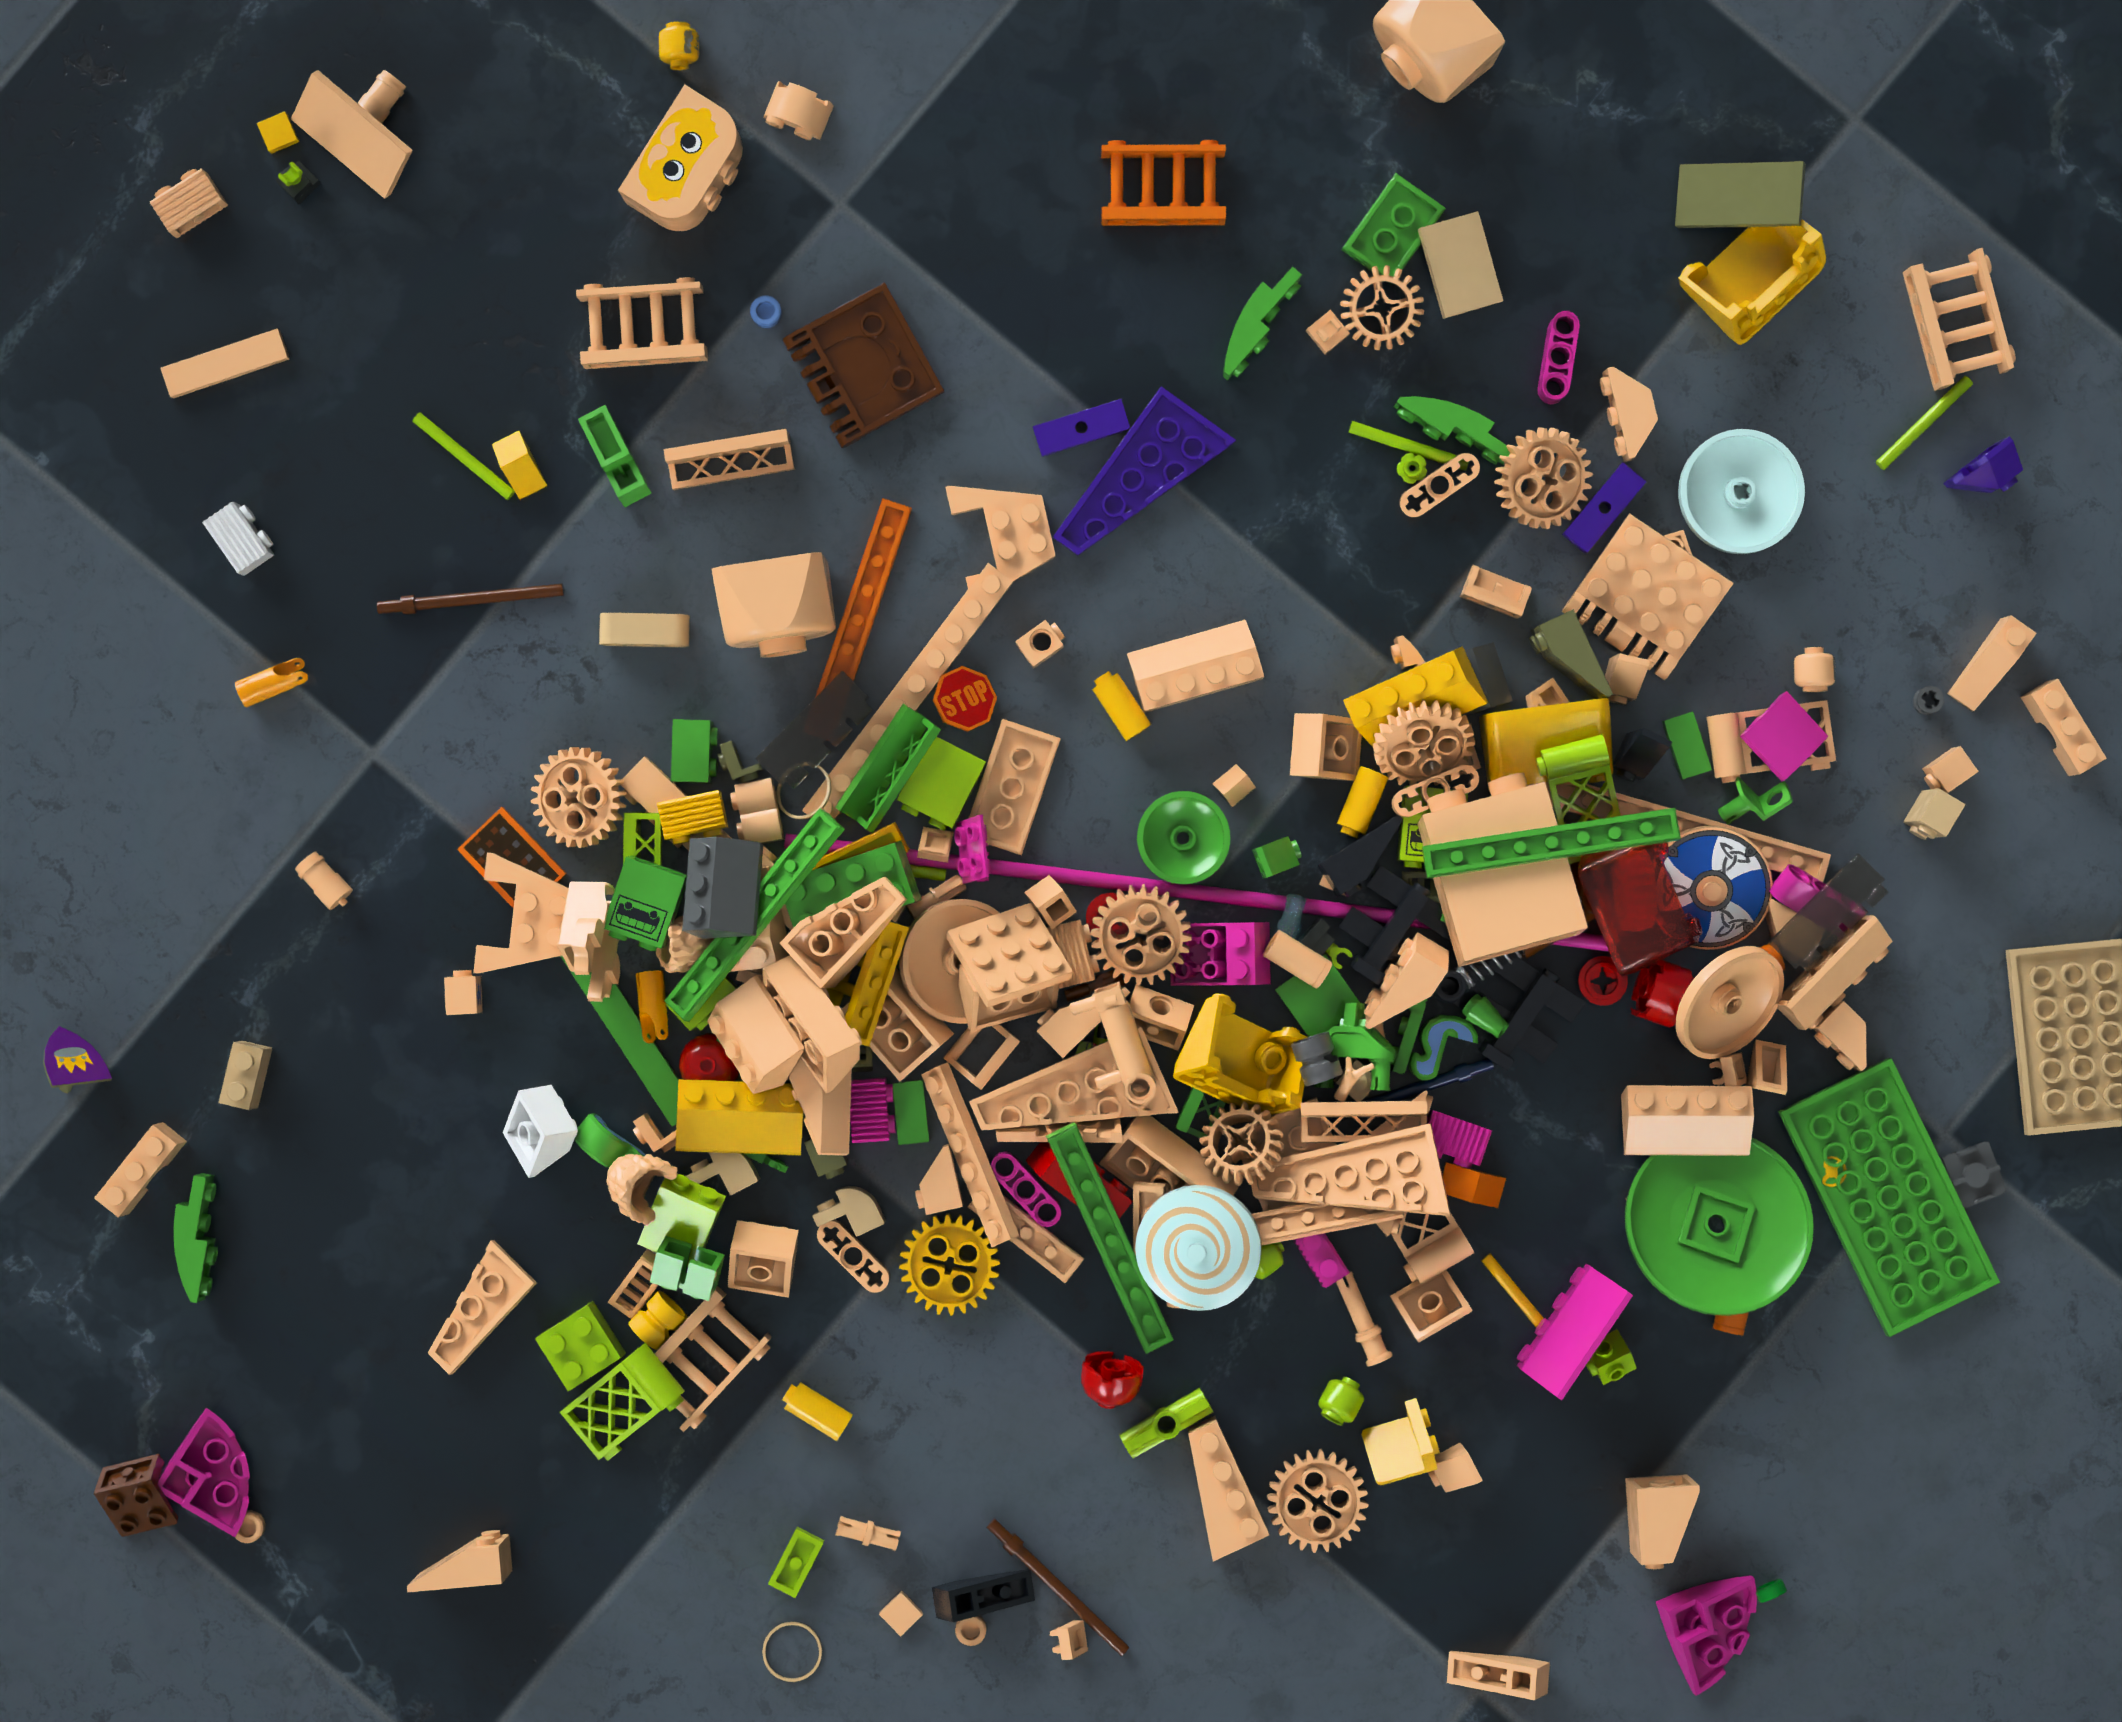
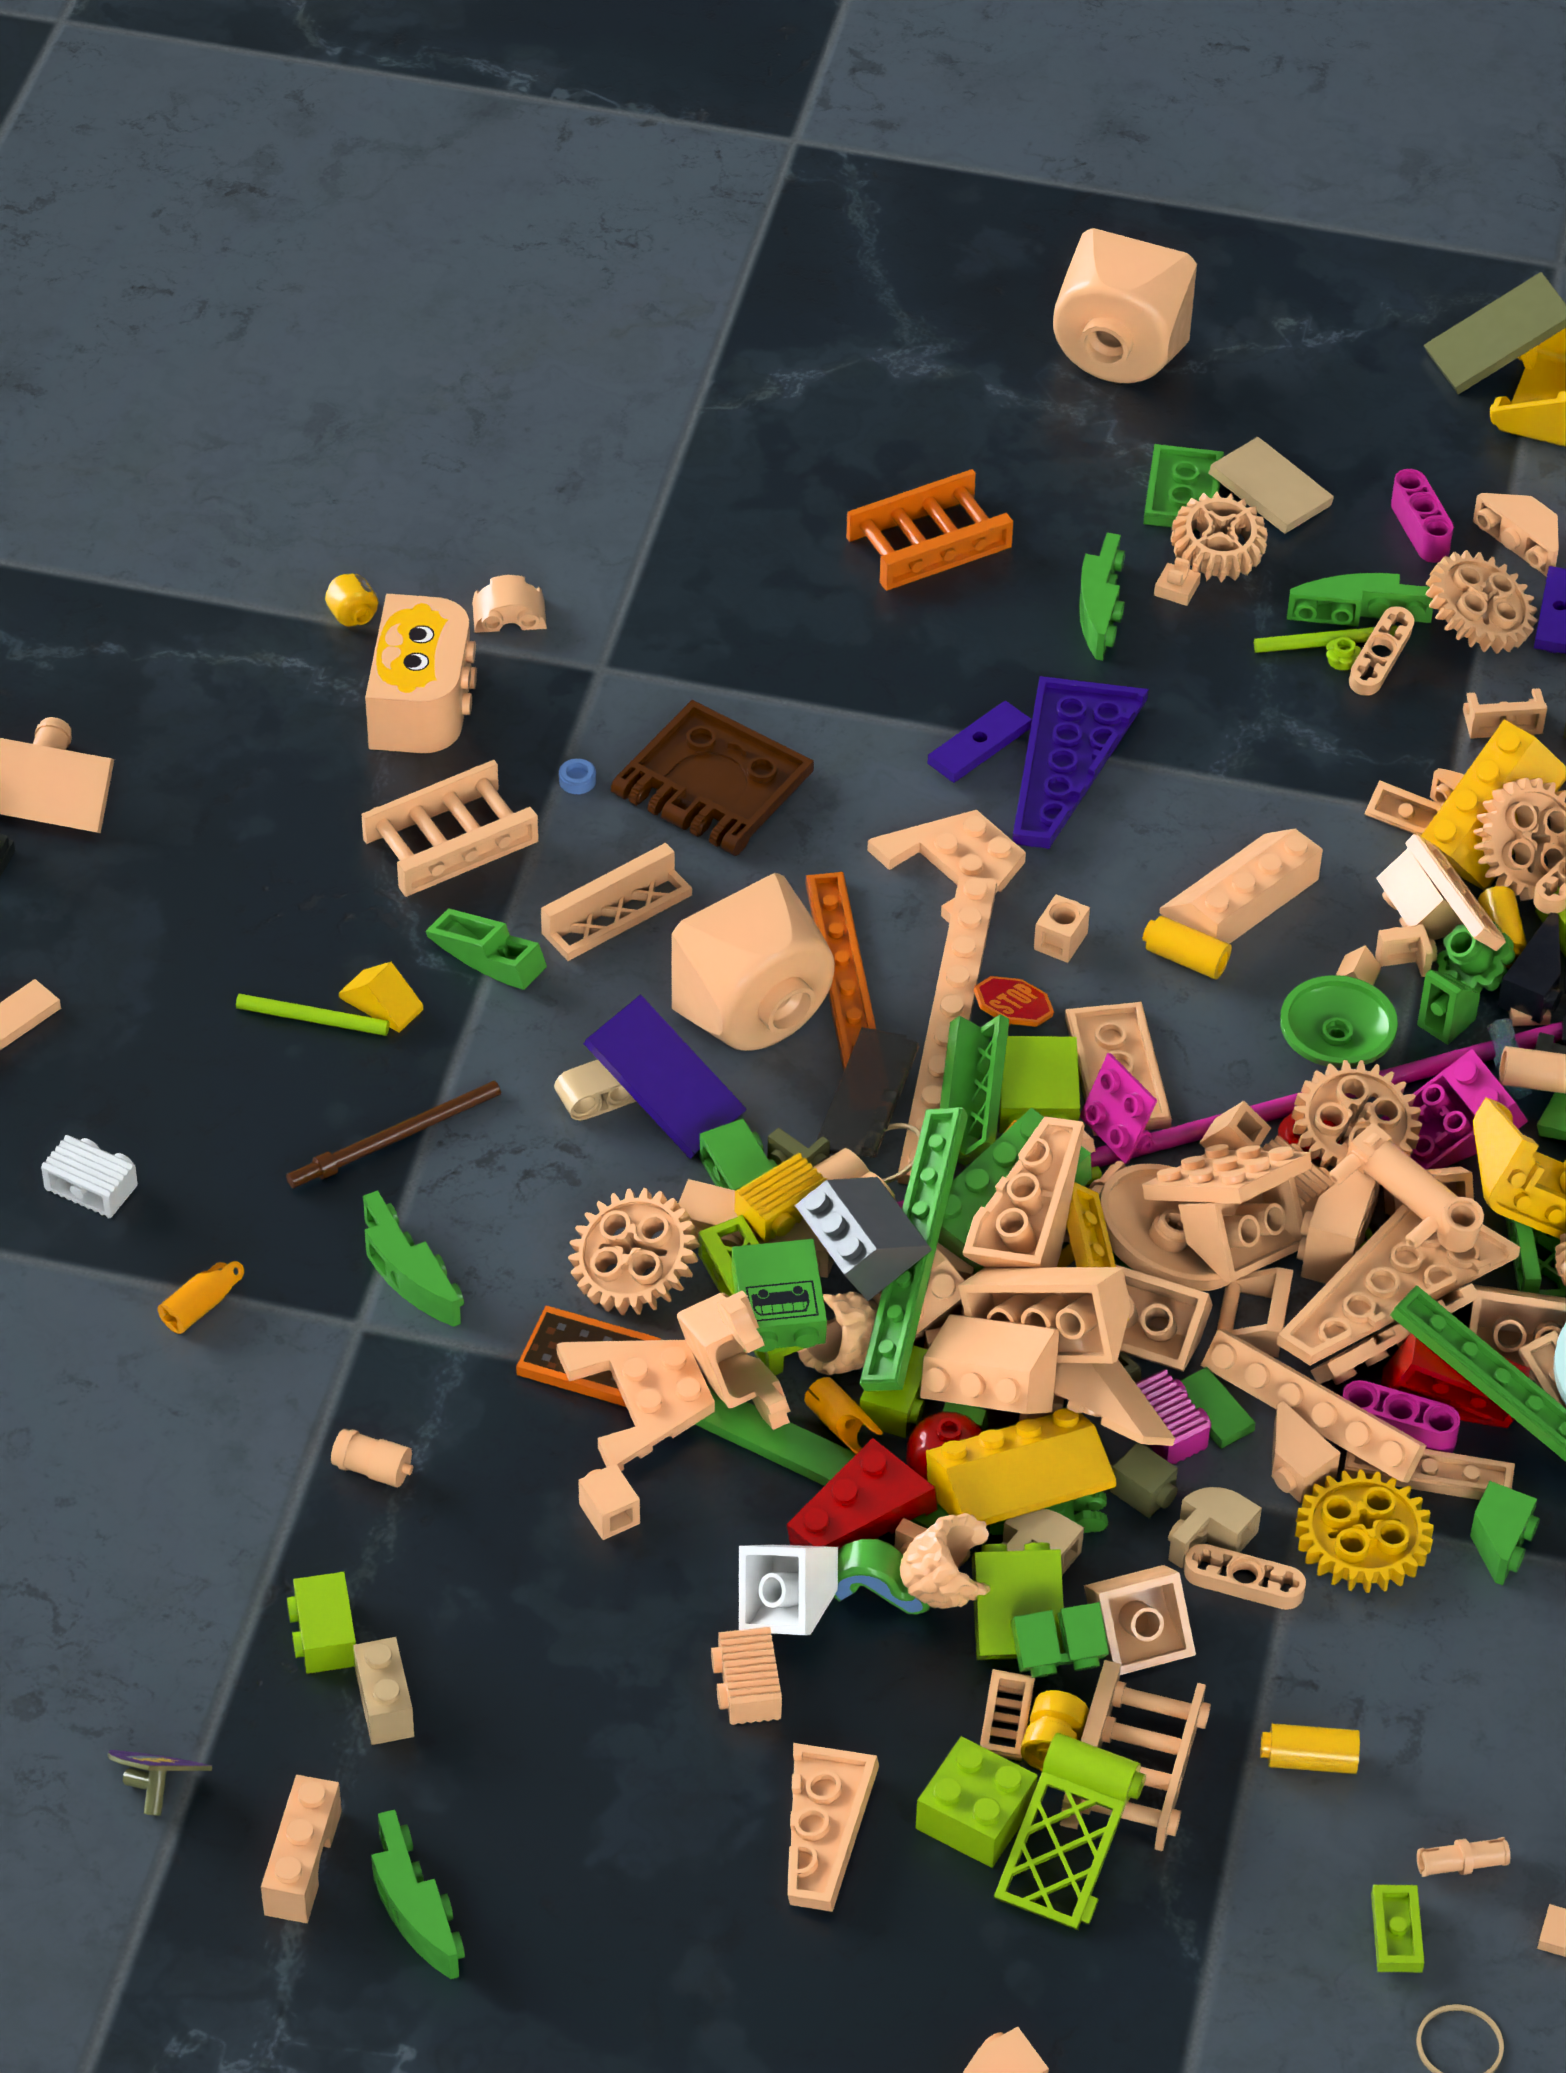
camera: 25 degrees left, 40 degrees down
(232, 1000) = (324, 1622): none -> lime brick
(424, 738) = (409, 1267): none -> bright green slope
(485, 1176) = (748, 1674): none -> light nougat brick
(622, 1089) = (863, 1501): none -> red wedge
(673, 654) = (663, 1075): none -> dark purple tile
(1041, 1307) = (1500, 1527): none -> bright green slope
(1277, 779) = (1406, 945): none -> light nougat bracket
(1321, 824) = (1474, 961): none -> bright green plant
(1330, 774) = (1456, 892): none -> light nougat tile
(1365, 649) = (1401, 808): none -> light nougat slope

